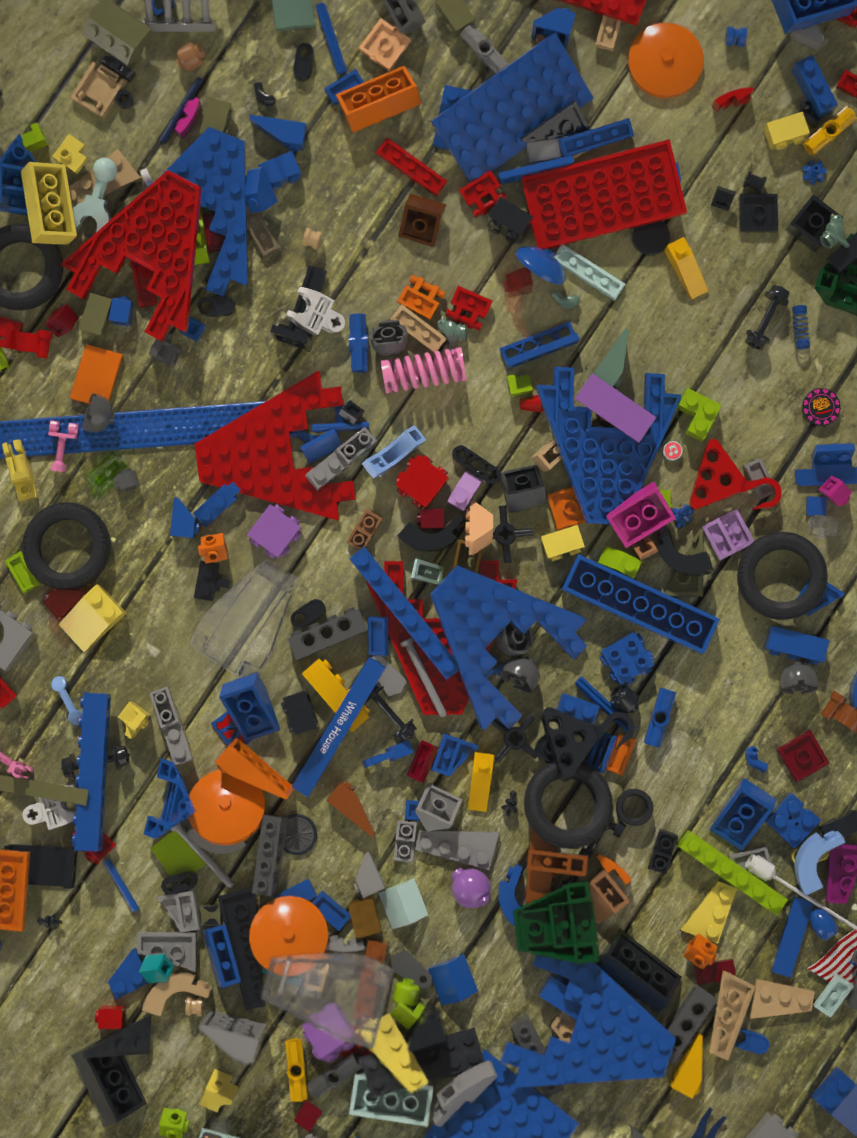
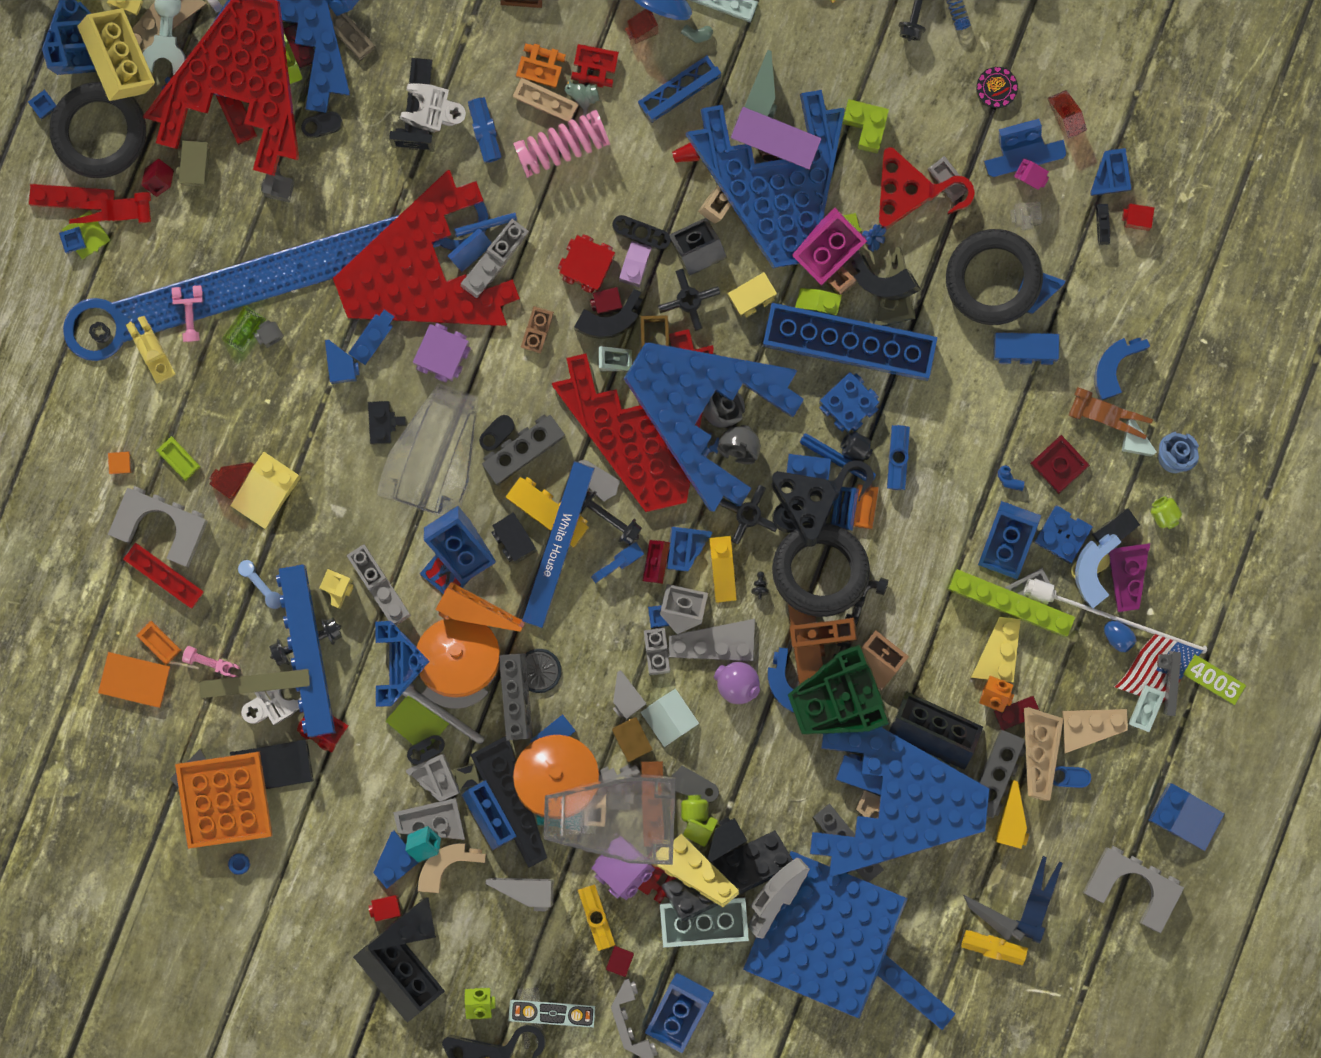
camera: 20 degrees left, 0 degrees up
(32, 546) = (190, 396): black tyre -> none
(50, 921) = (294, 823): black hair -> none
(96, 374) = (208, 229): orange tile -> none
(98, 414) = (221, 269): dark grey cylinder -> none
(121, 311) = (220, 153): blue brick -> none
(121, 885) = (363, 767): blue bar -> none
(194, 1005) = (472, 875): tan wheel -> none
(195, 329) = (305, 156): blue tile -> none
(213, 548) = (379, 385): orange brick -> none
(218, 1091) = (519, 959): light yellow brick -> none
(312, 238) = (408, 28): tan wheel -> none
(327, 1081) = (630, 922): dark grey piece -> none
(331, 910) = (595, 742): blue tile -> none
(349, 804) = (586, 623): dark orange slope -> none
(351, 412) = (494, 206): black plate -> none
(378, 636) = (577, 439): blue tile -> none
(389, 338) = (516, 117): dark grey cylinder -> none
(394, 453) = (551, 239): light blue arch -> none
(404, 612) = (601, 407): blue brick -> none
(424, 676) = (637, 470): light grey bar -> none
(453, 980) = (741, 785): blue slope -> none
(479, 528) = (659, 298): light nougat slope -> none
(519, 385) = (668, 136): lime panel -> none
(565, 508) = (747, 258): orange tile -> none
(609, 865) = (879, 625): orange slope -> none
(648, 812) = (908, 558): black tyre -> none
(662, 851) = (933, 598): black slope -> none
(672, 451) = (848, 170): coral tile -> none
(728, 534) = (928, 246): lavender slope -> none
(792, 936) = (1090, 657): blue tile -> none
(798, 678) = (1036, 382): dark grey cylinder -> none
(816, 506) = (1015, 194): blue tile -> none

